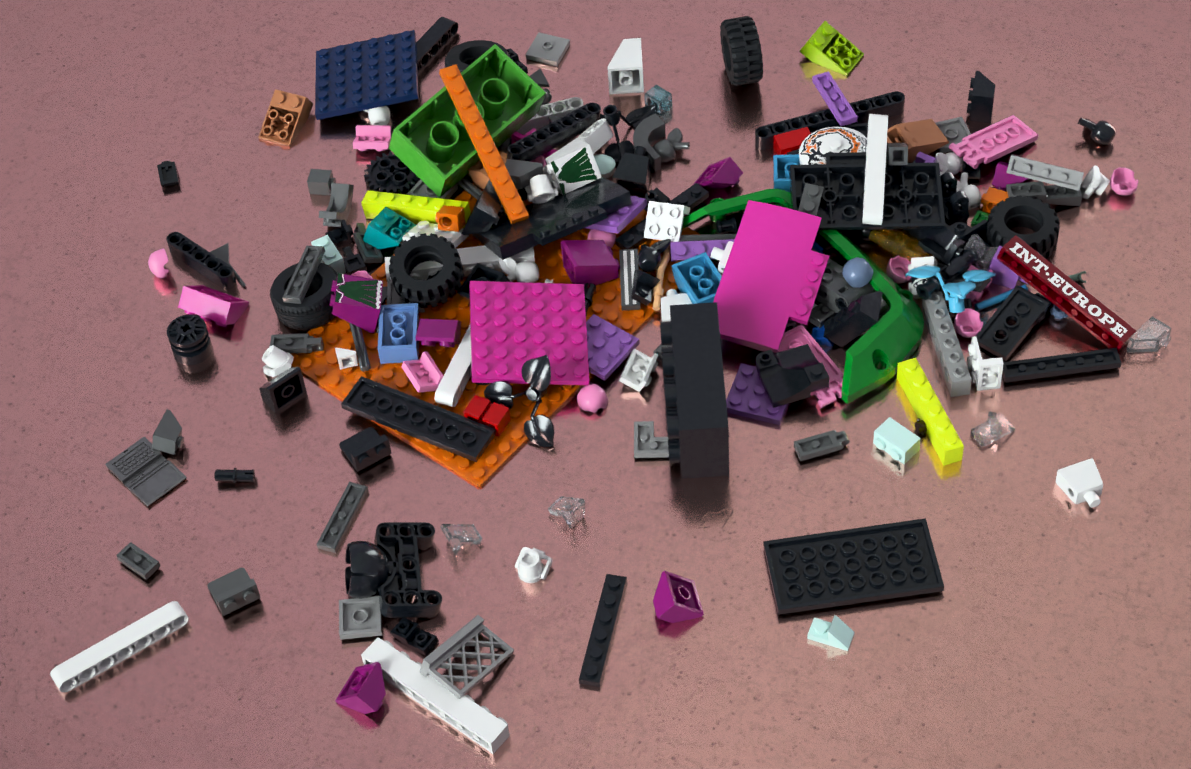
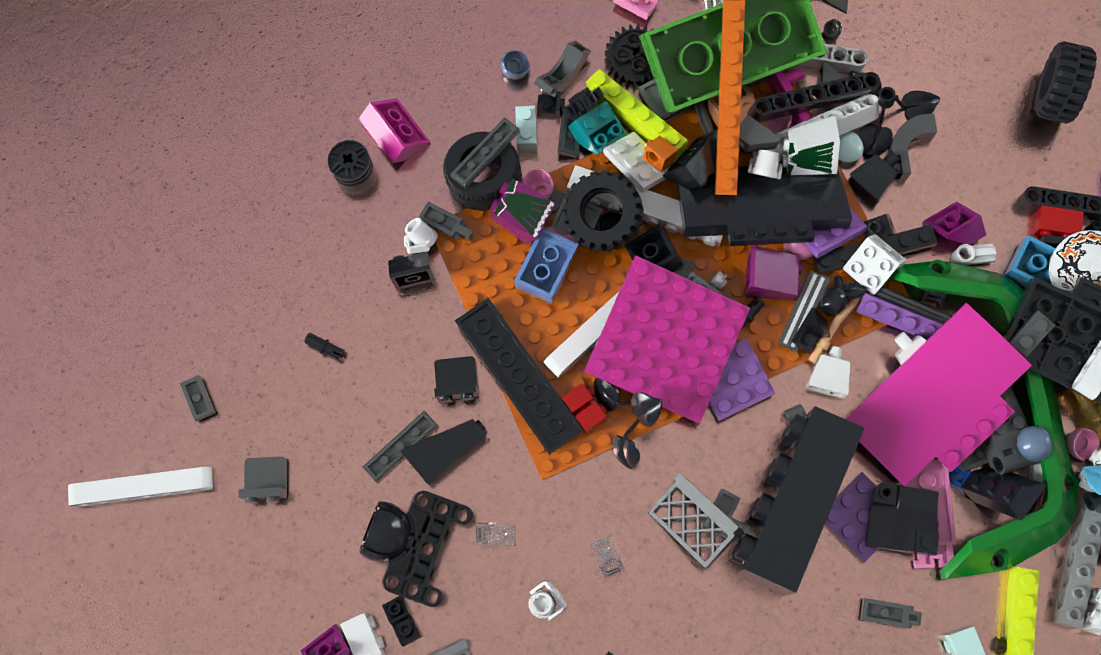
camera: 30 degrees right, 25 degrees up
(145, 471) = (249, 295): flat silver piece -> none
(156, 263) = (363, 55): bright pink hair -> none
(168, 434) = (284, 267): dark grey slope -> none
(201, 260) = (405, 61): black beam -> none
(223, 254) = (430, 69): dark grey piece -> none
(293, 220) = (514, 64): none -> sand blue hair
(320, 181) = (562, 28): dark grey brick -> none
(346, 358) = (482, 266): white slope -> none
(352, 262) = (547, 147): black plate -> none
(360, 348) = (504, 260): dark grey axle -> none
(360, 618) = (361, 575): light grey plate -> none
(367, 212) = (583, 102): none -> black gear
(380, 497) = (441, 450): none -> black slope
(423, 373) = (547, 324): bright pink bracket -> none
(439, 331) = (583, 287): magenta slope -> none
(523, 271) = (703, 252): white piece -> none
(592, 398) = (696, 436): bright pink hair -> none
(626, 68) = (935, 39): white slope -> none
(627, 432) = (711, 511): none -> light grey fence
(638, 370) = (757, 427): white bracket -> none
(659, 97) = (949, 92): clear light blue brick -> none
(667, 147) = (923, 159): dark grey piece -> none
(697, 278) = (870, 355): dark azure brick -> none
(744, 187) = (974, 254): none -> white piece

